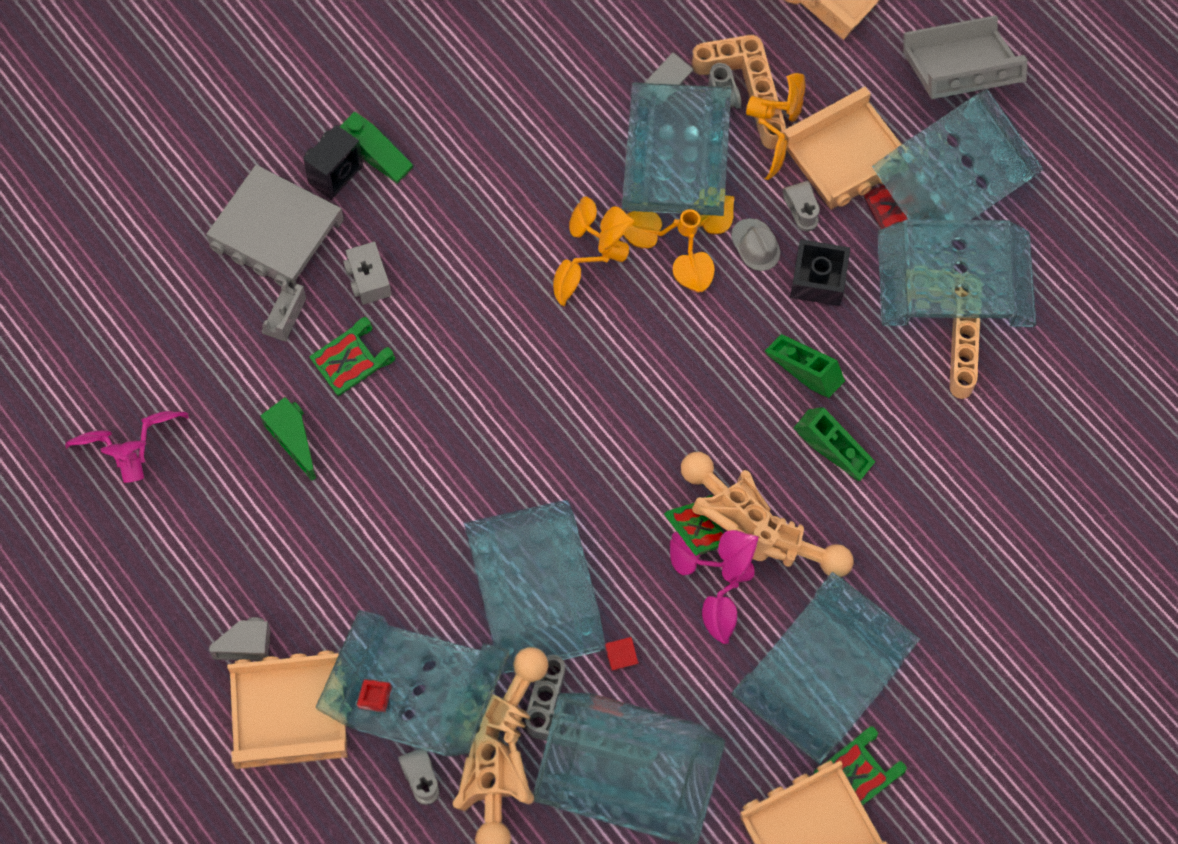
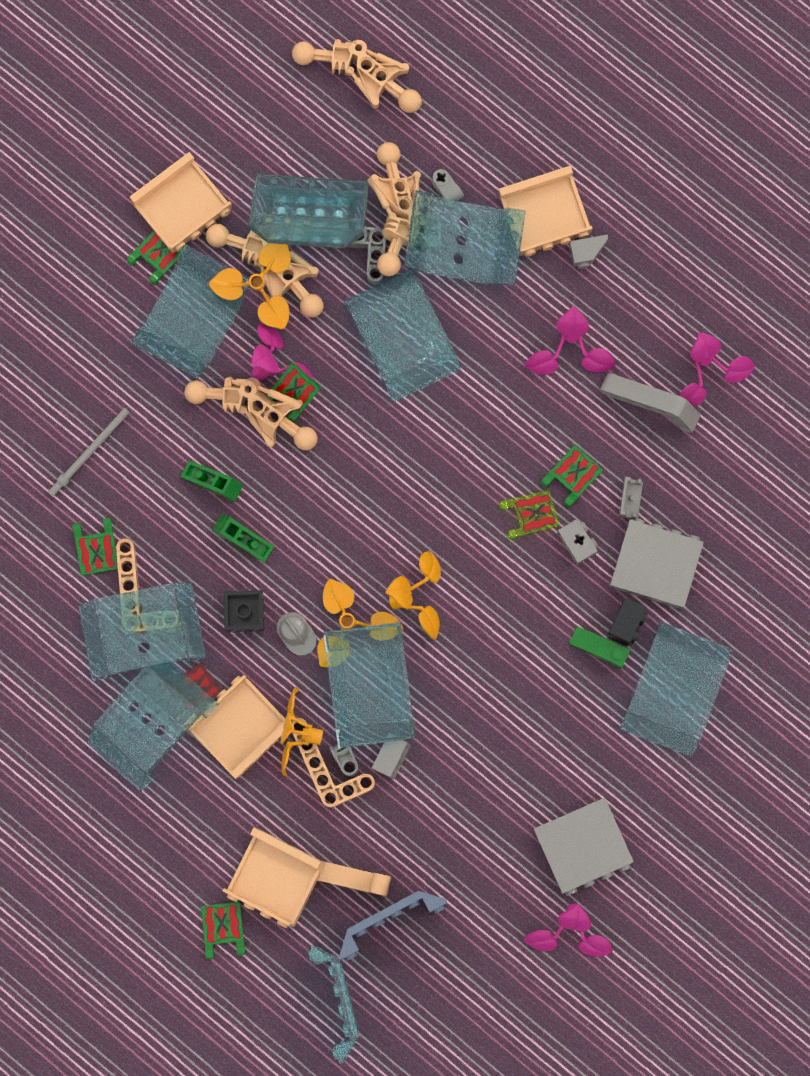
camera: 170 degrees right, 15 degrees up
(223, 417) = (653, 399): none -> light grey beam
(288, 429) = (599, 406): green slope -> none
(289, 85) = (676, 689): none -> clear light blue slope
(298, 522) = (572, 326): none -> dark pink plant
(374, 695) = (488, 226): red tile -> none
(416, 322) = (534, 513): none -> flag
(621, 653) = (331, 298): red tile -> none
(653, 647) = (310, 304): none -> light nougat piece
(709, 639) = (229, 285): none -> light orange plant
(802, 205) = (269, 673): light grey piece -> none
(963, 58) = (161, 820): light grey panel -> none
(1002, 391) = (96, 551): none -> flag
(1034, 488) = (63, 479): none -> light grey bar

